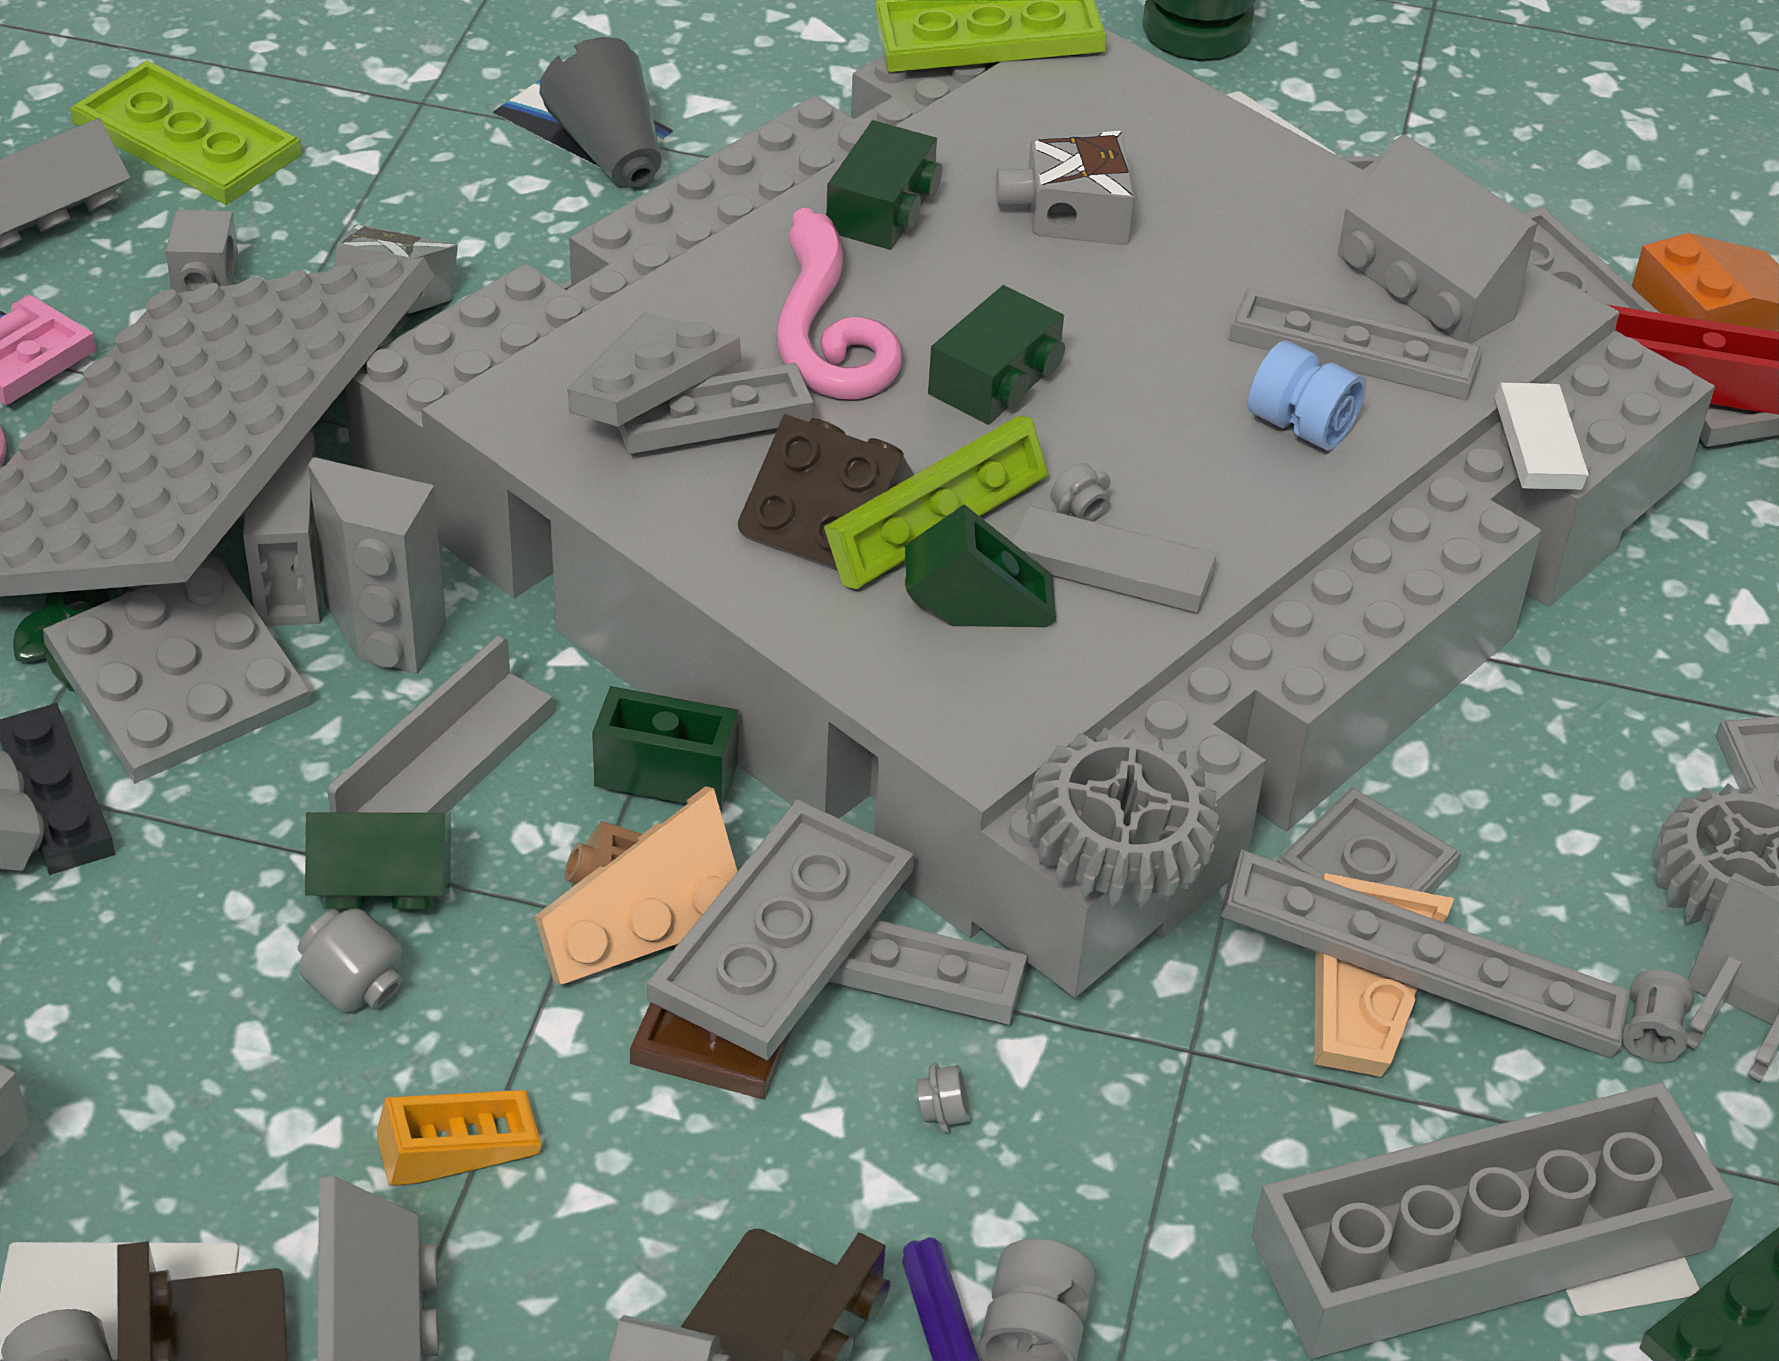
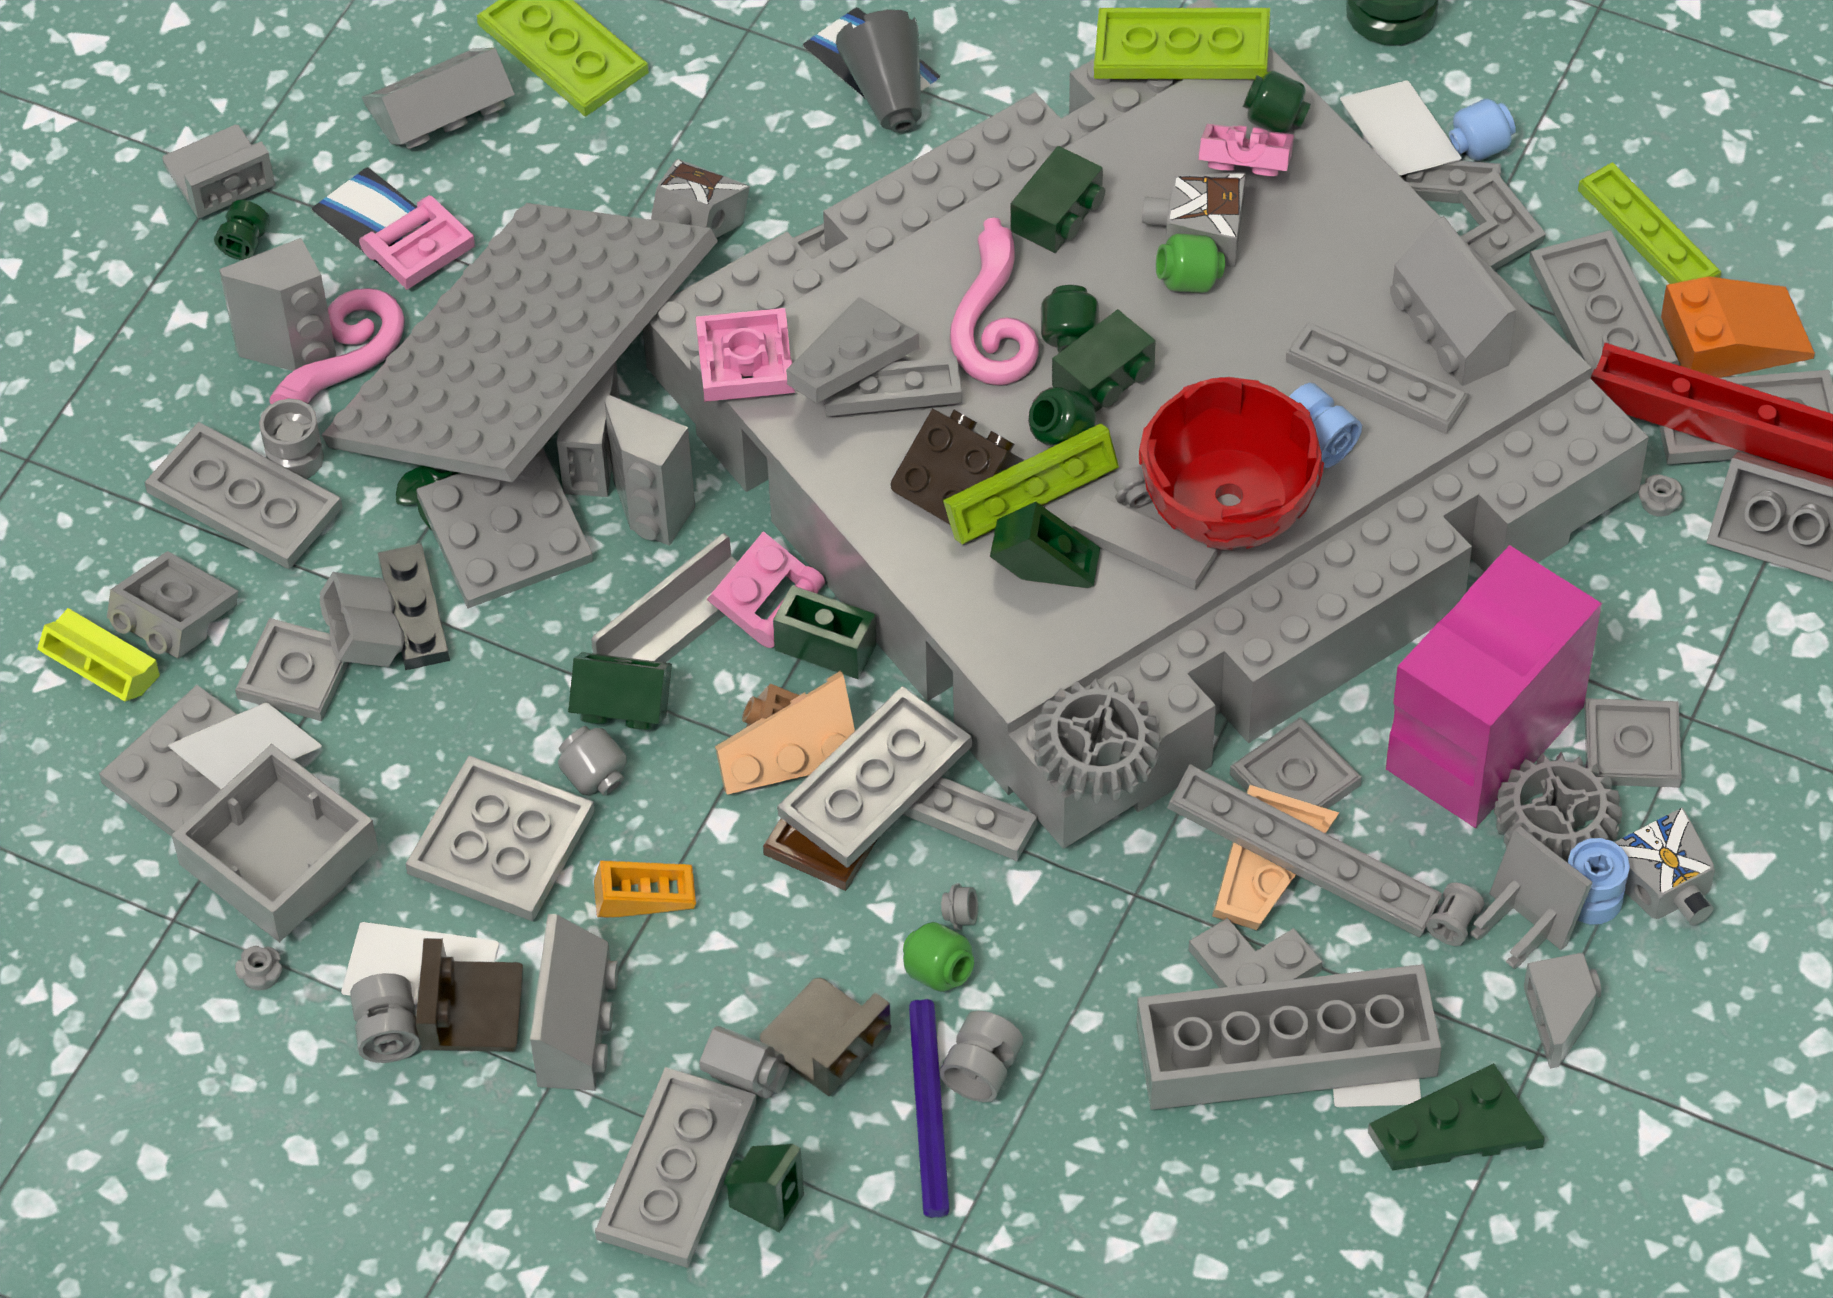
camera: 15 degrees right, 10 degrees up
(201, 249) = (560, 169): light grey brick -> none
(221, 1089) = (500, 838): none -> plate
(499, 389) = (742, 347): none -> bright pink brick
(548, 699) = (754, 580): none -> bright pink plate
(932, 303) = (1067, 315): none -> dark green head
(932, 1172) = (938, 957): none -> bright green head
(957, 411) = (1060, 415): none -> dark green head
(1075, 236) = (1189, 263): none -> bright green head
(1130, 66) = (1276, 102): none -> dark green head
(1132, 108) = (1229, 147): none -> bright pink brick
(1219, 437) = (1236, 442): none -> red piece
(1352, 120) = (1482, 129): none -> light blue head
(1364, 1124) = (1234, 962): none -> light grey plate
(1541, 436) = (1489, 472): white tile -> none
(1573, 203) = (1645, 226): none -> lime tile
(1627, 698) = (1492, 684): none -> dark pink tile
(1714, 480) = (1658, 503): none -> light grey plate

